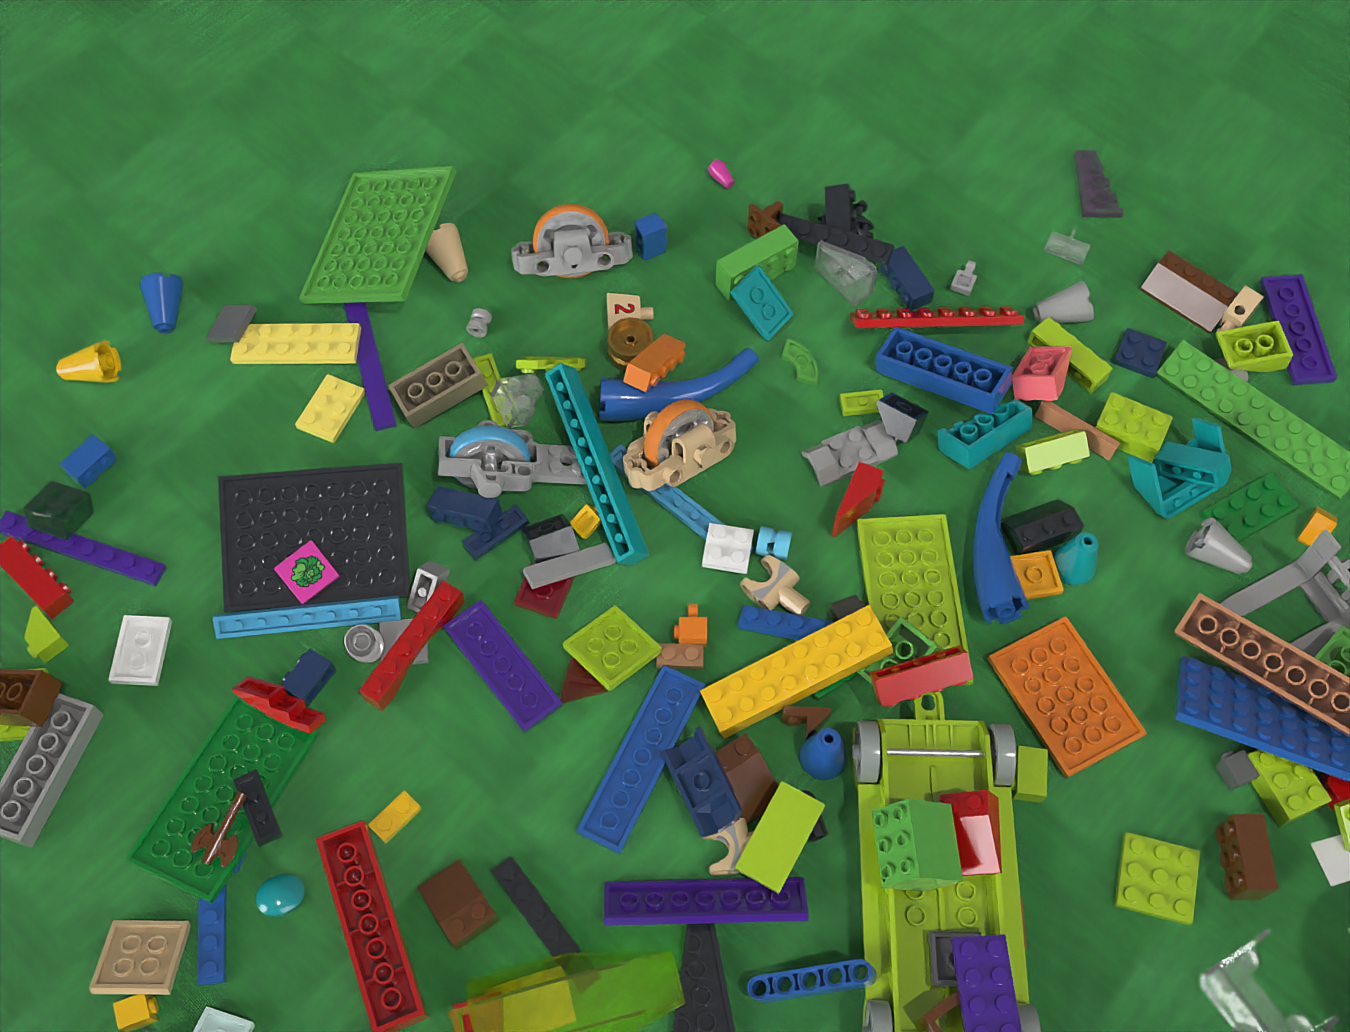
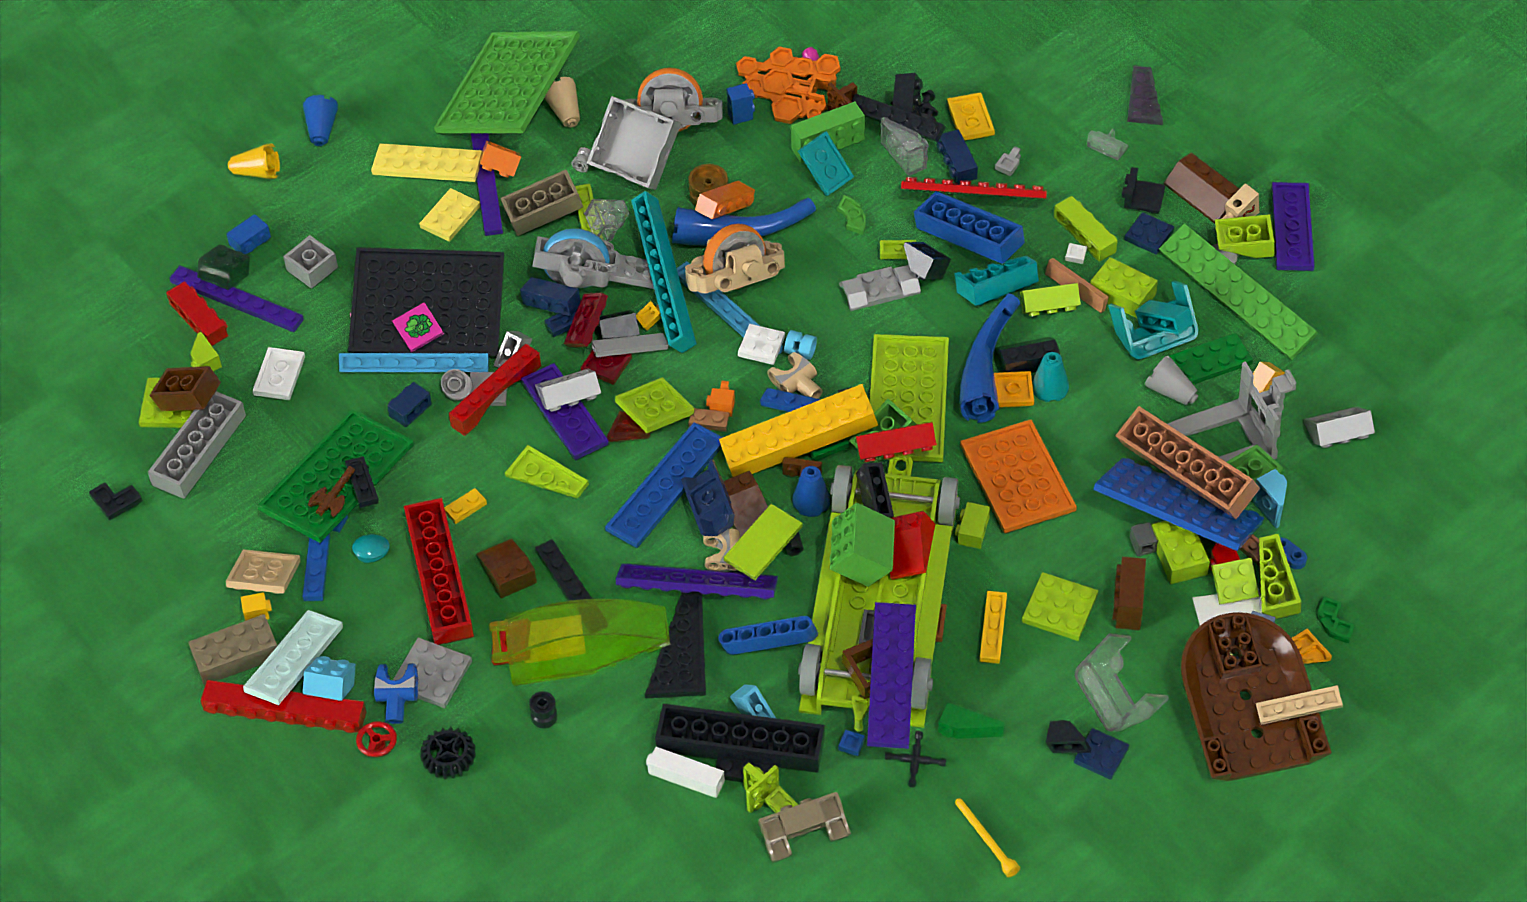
camera: 10 degrees right, 10 degrees down
(166, 491) = (310, 261): none -> light grey brick
(231, 323) = (375, 142): dark grey tile -> none
(274, 702) = (381, 416): red slope -> none
(381, 332) = (499, 159): none -> orange slope
(488, 757) = (544, 472): none -> lime wing
(503, 638) = (568, 389): none -> slope
(512, 540) = (586, 320): none -> dark red plate
(530, 364) = (626, 192): lime plate -> none
(537, 299) = (634, 143): none -> light grey tile
(625, 306) = (710, 155): tan torso -> none
(689, 205) = (780, 82): none -> orange piece
(860, 495) = (876, 316): red slope -> none
(910, 226) = (971, 116): none -> yellow plate
(914, 761) = (874, 488): none -> black brick
(1041, 373) = (1052, 238): coral slope -> none
(1066, 305) = (1090, 189): light grey cone -> none
(1069, 389) = (1076, 253): none -> white tile
(1085, 922) = (993, 627): none -> yellow plate
(1122, 305) = (1142, 194): none -> black bracket

